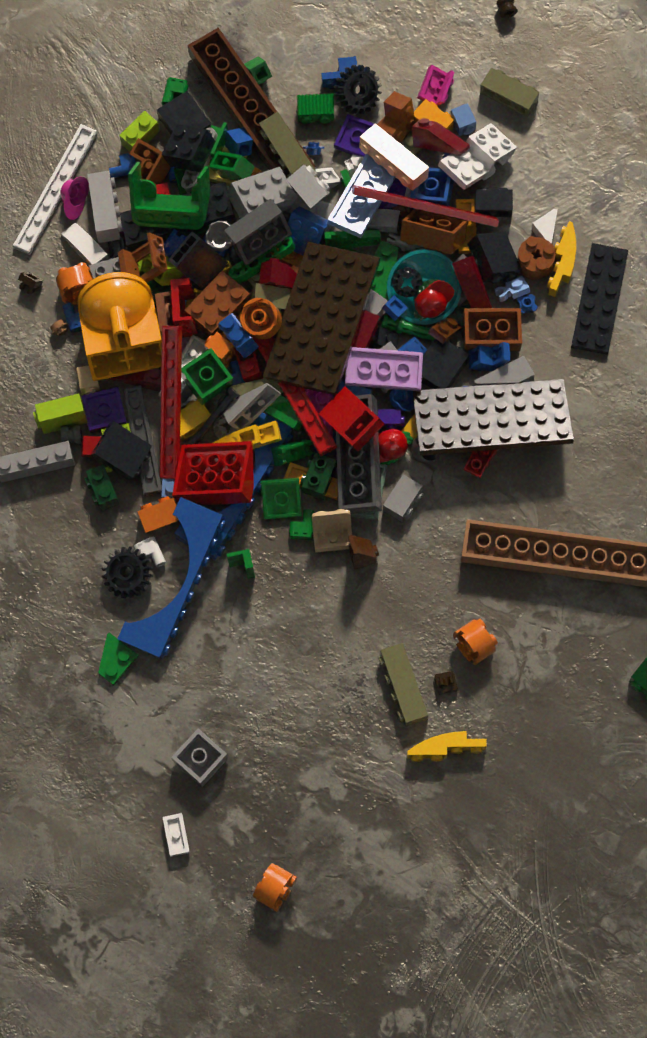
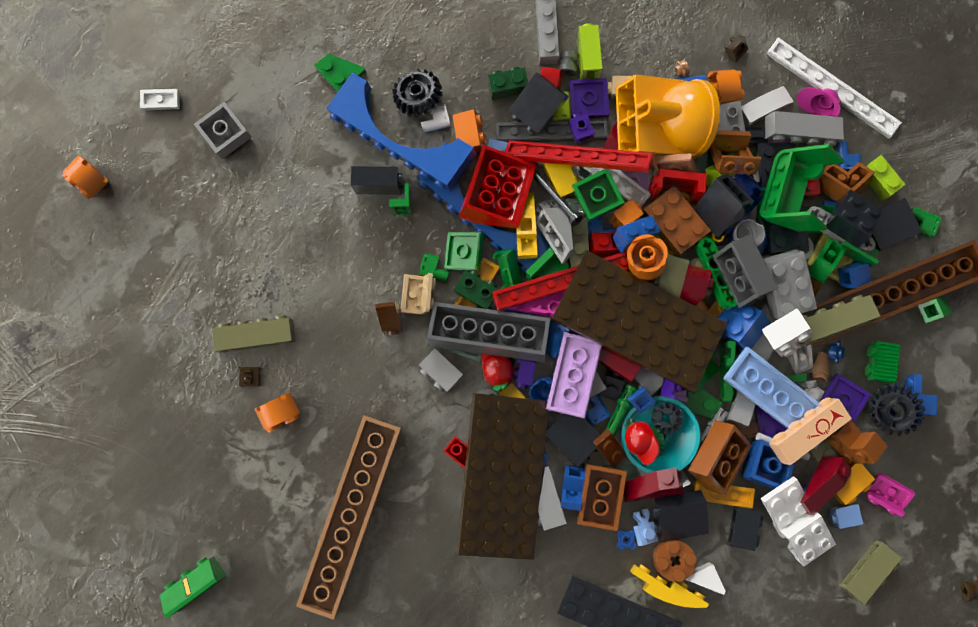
camera: 100 degrees right, 10 degrees up
(144, 411) = (581, 134): none -> dark purple brick
(225, 592) = (376, 180): none -> black brick
(332, 160) = (821, 369): none -> medium nougat cone
(351, 418) = (520, 328): red slope -> none
(381, 281) = (673, 391): none -> dark purple brick
(424, 205) = (748, 452): red tile -> none
(437, 746) = (187, 355): yellow slope -> none

